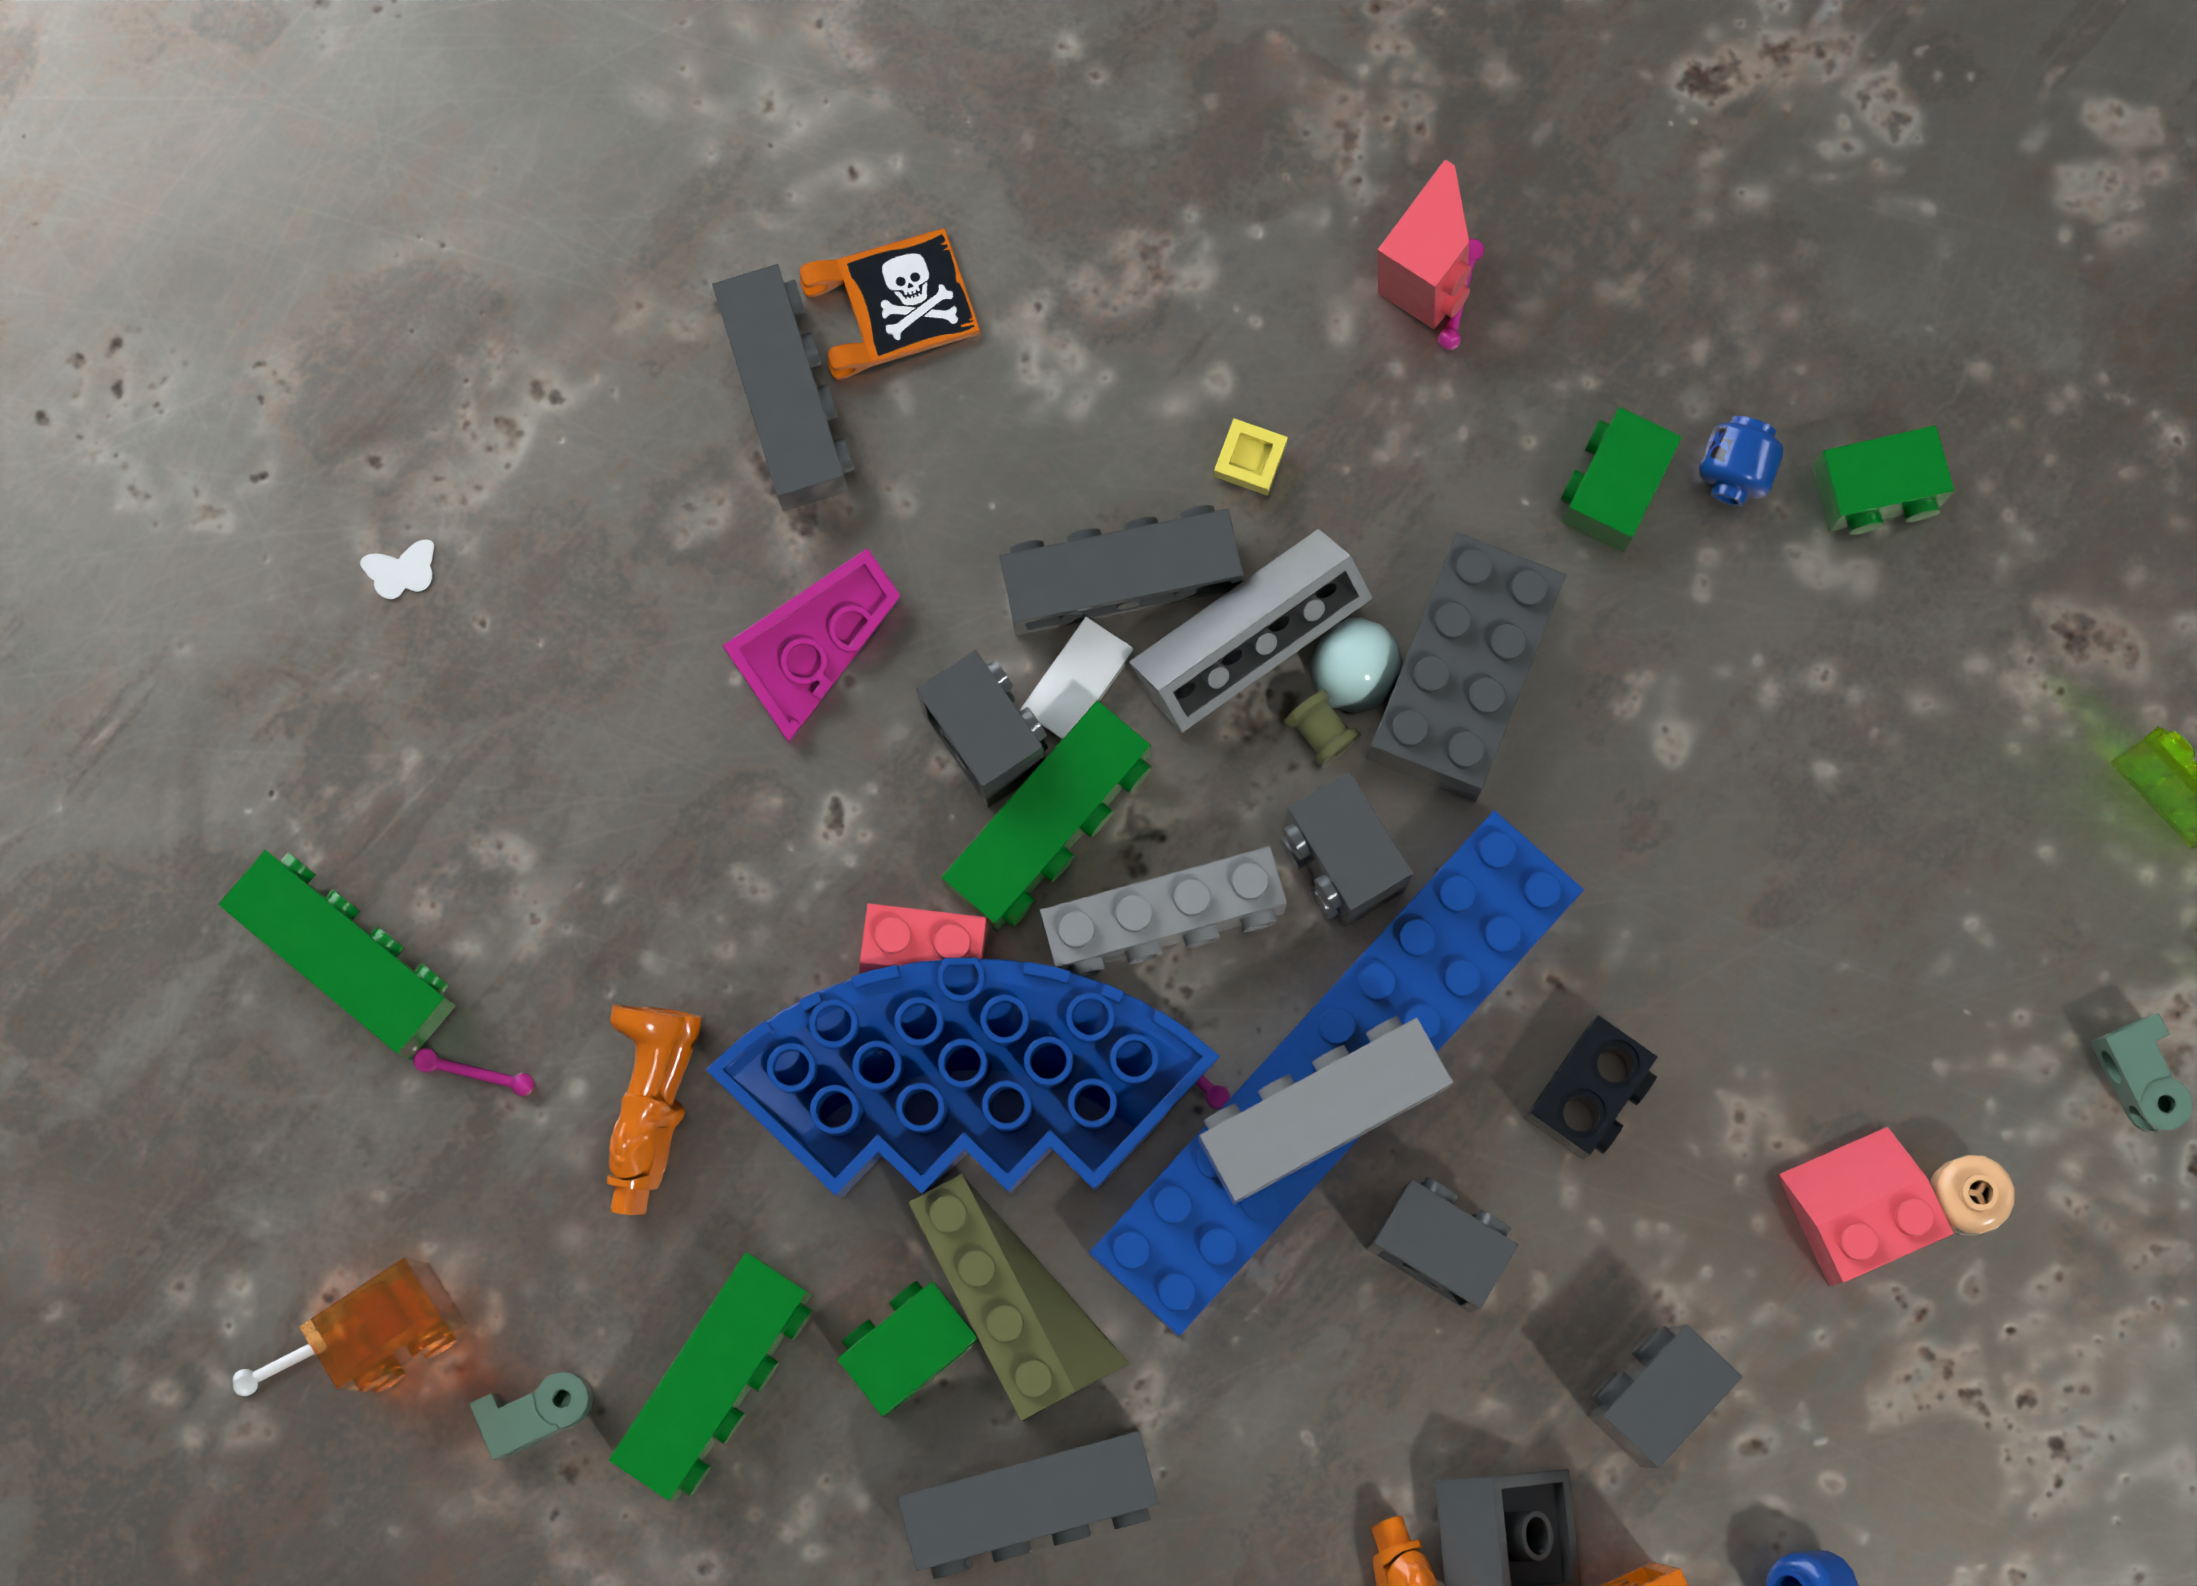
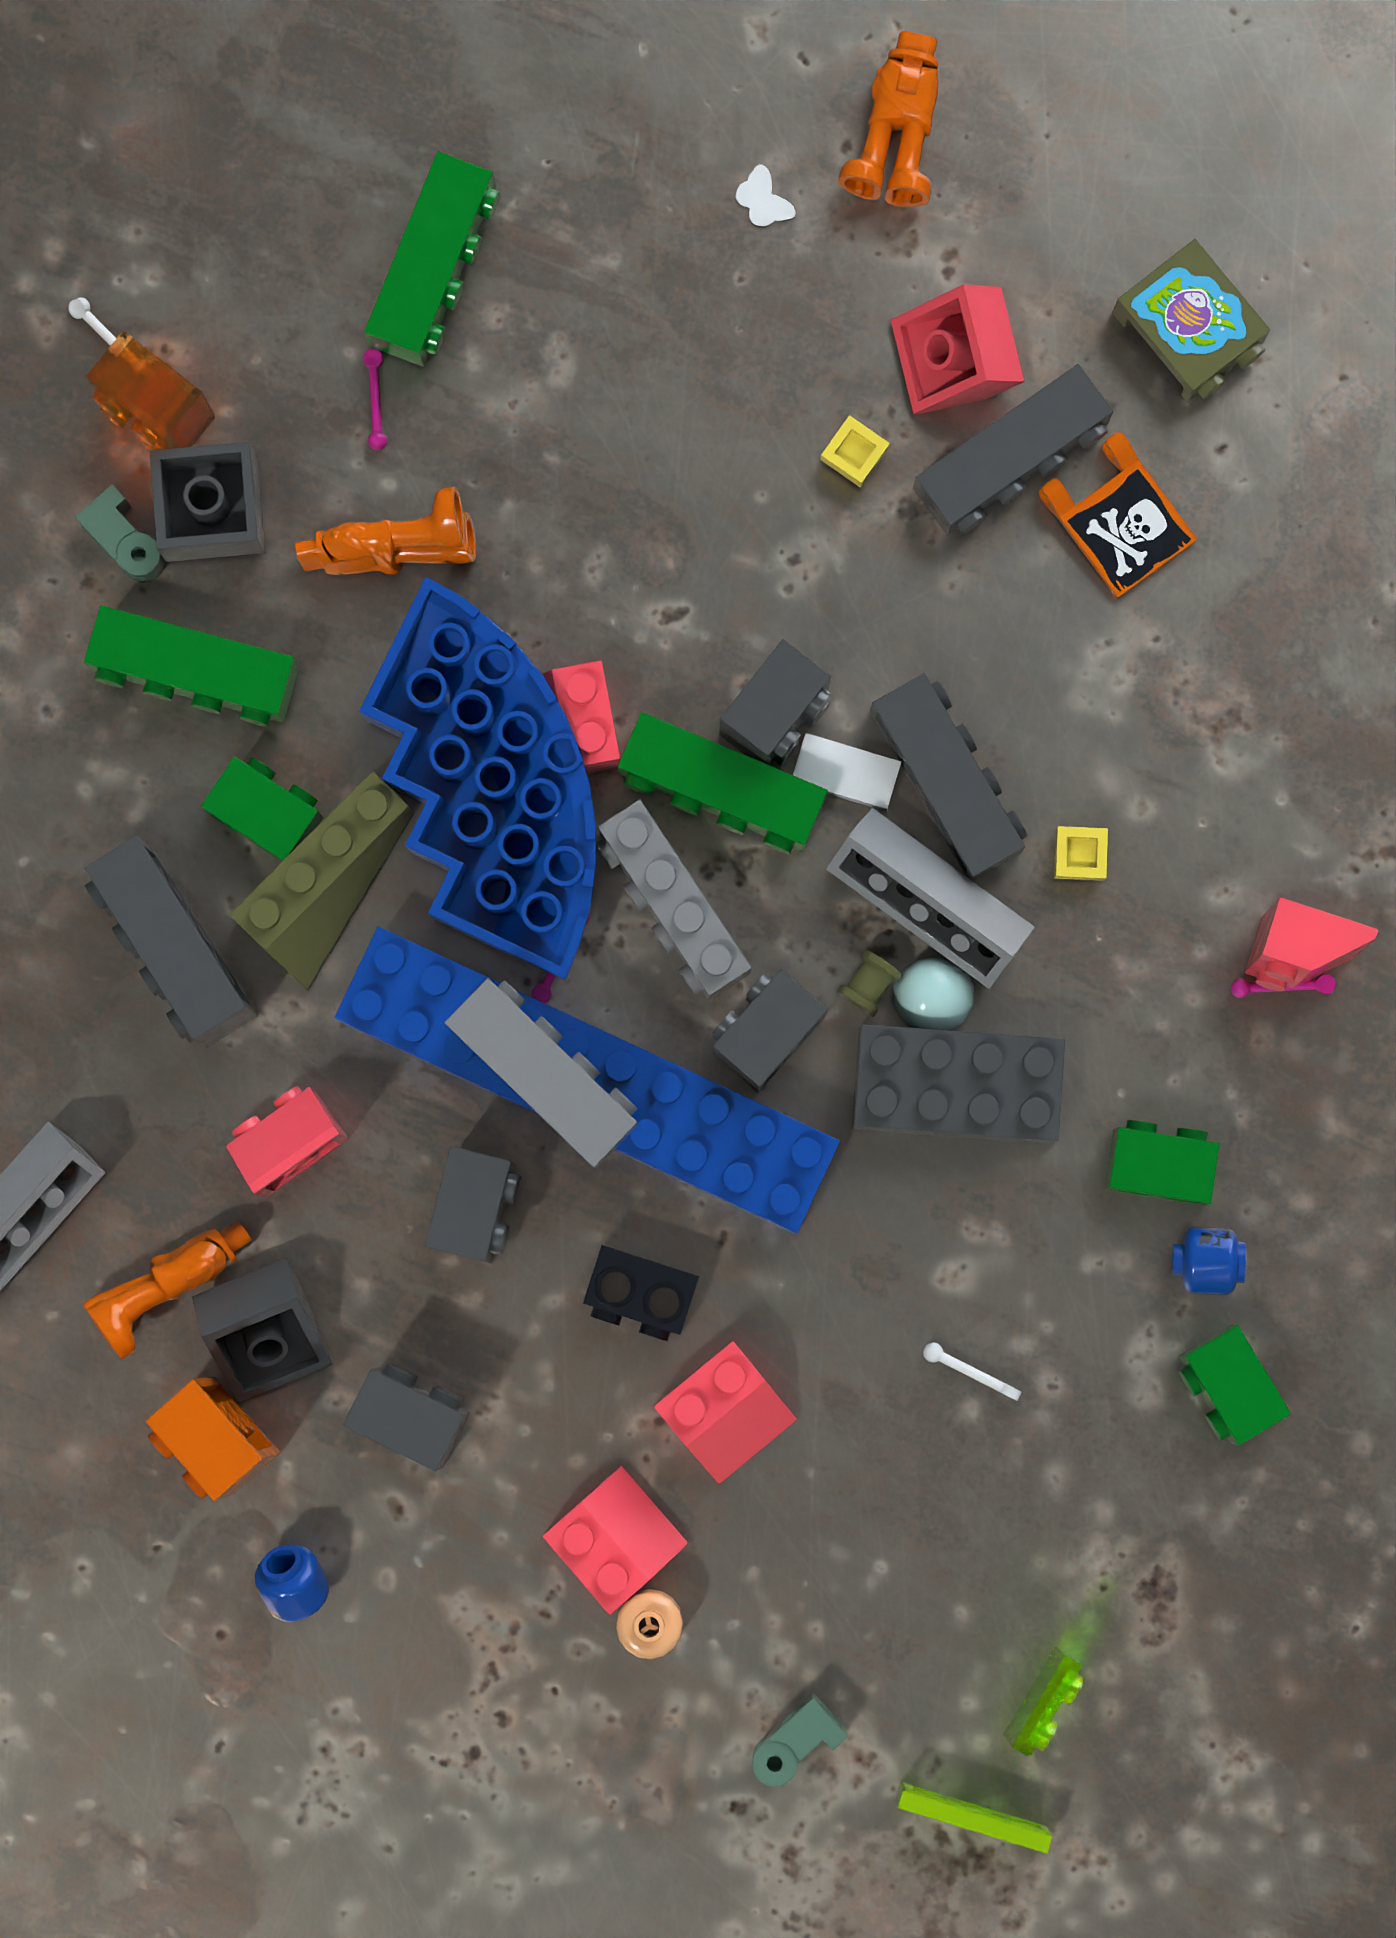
camera: 70 degrees right, 5 degrees up
(347, 381) = (904, 101): none -> orange piece
(528, 1298) = (207, 501): none -> dark grey brick
(647, 411) = (957, 348): none -> coral slope
(705, 150) = (1194, 320): none -> panel
(722, 557) = (855, 451): none -> light yellow plate
(811, 640) = (809, 546): dark pink wing -> none
(1300, 1440) = (285, 1141): none -> coral slope
(1751, 1038) = (725, 1412): none -> coral slope
(1752, 789) = (933, 1353): none -> white hinge

